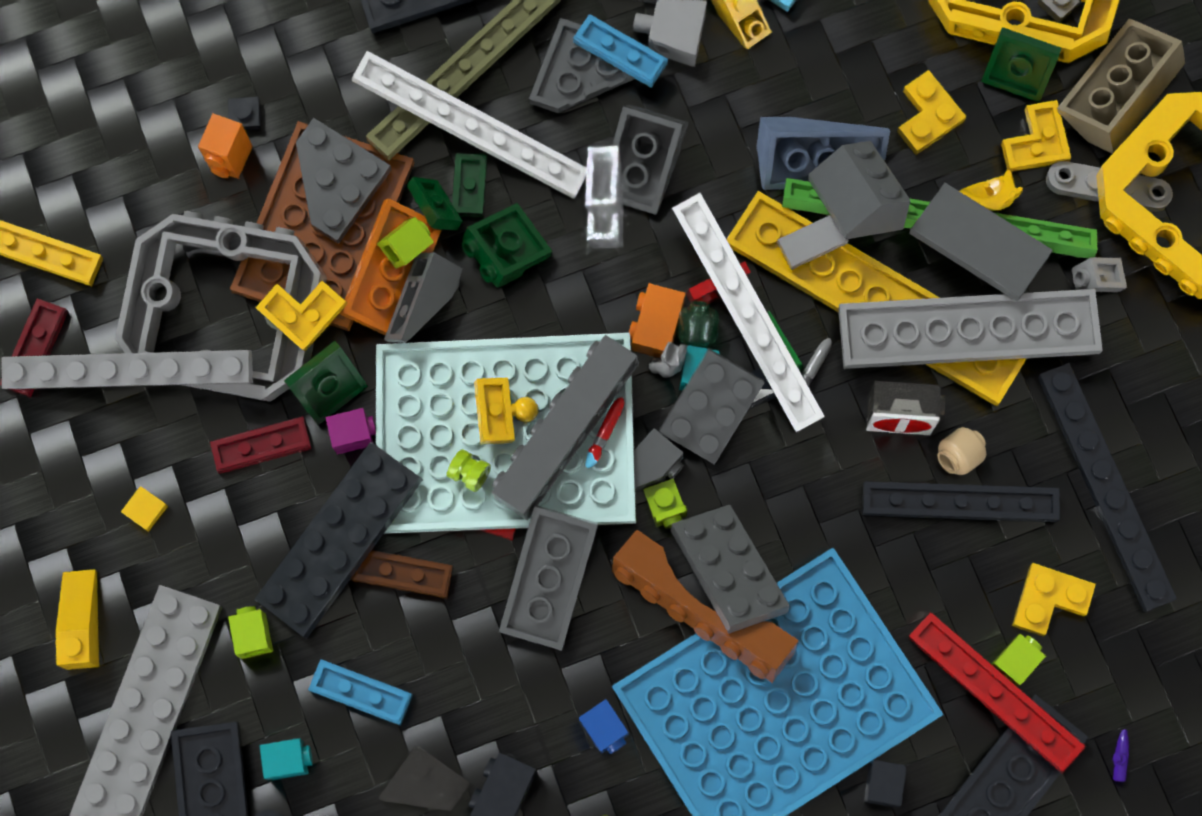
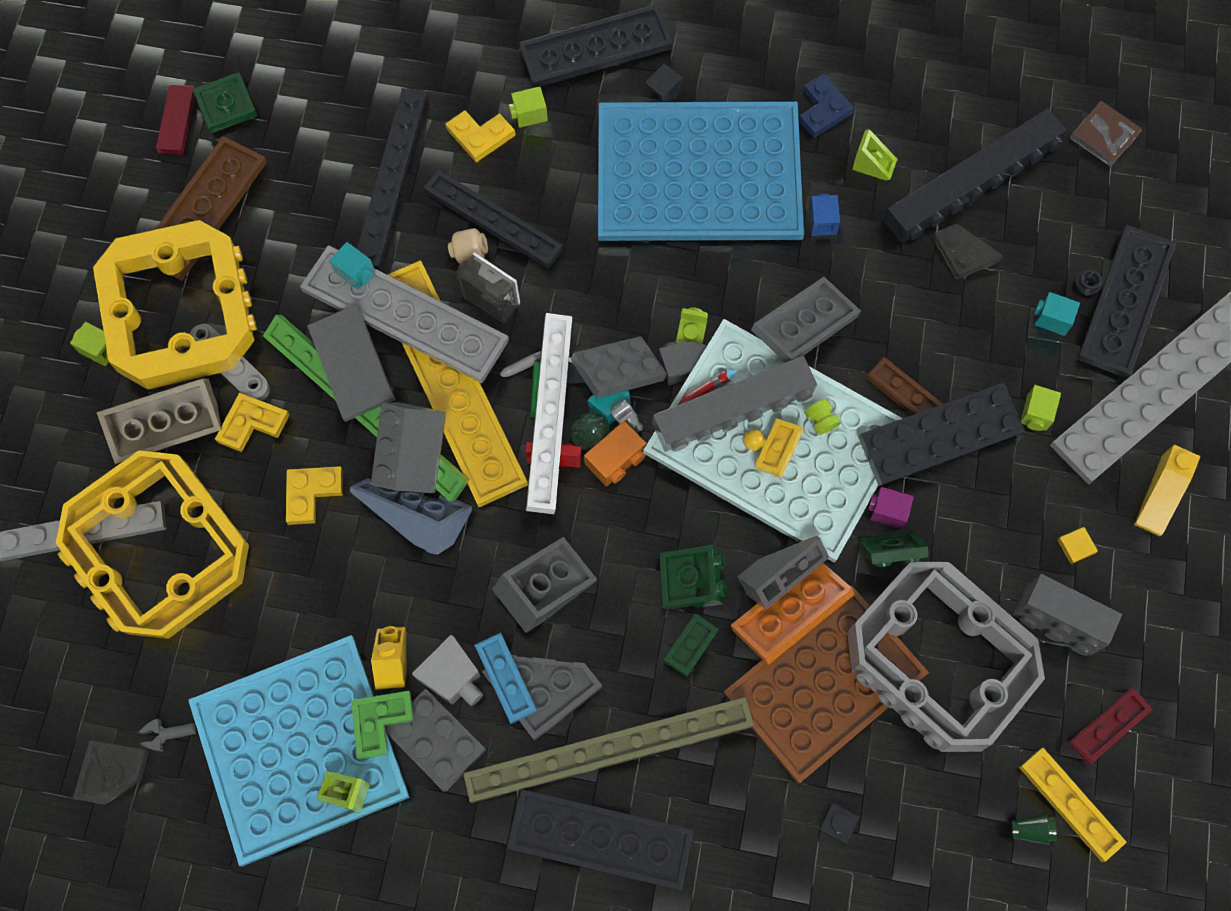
camera: 150 degrees left, 5 degrees down
(63, 209) = (1035, 829): none -> dark green cone
(121, 414) = (1066, 615): none -> dark grey brick
(127, 369) = (1048, 647): light grey plate -> none
(225, 146) = (874, 790): orange brick -> none
(260, 445) = (964, 542): dark red tile -> none
(303, 321) = (890, 590): yellow plate -> none
(336, 178) = (795, 710): dark grey plate -> none
(360, 692) = (979, 331): dark azure tile -> none
(406, 242) = (771, 614): lime brick -> none
(434, 204) = (729, 640): dark green plate -> none
(470, 124) = (667, 686): white plate -> none
(604, 197) = (594, 568): clear slope -> none
(729, 568) = (678, 254): dark grey plate -> none
(760, 646) = (732, 289): dark orange arch -> none
(811, 242) = (468, 440): light grey tile -> none
(994, 193) = (313, 402): yellow hat -> none
(997, 692) = (557, 94): red plate -> none
(1021, 64) = (219, 475): dark green plate -> none
(1054, 333) = (352, 266): none -> teal brick
(1100, 274) = (288, 303): light grey bracket -> none
(1121, 757) = (506, 27): dark purple helmet -> none

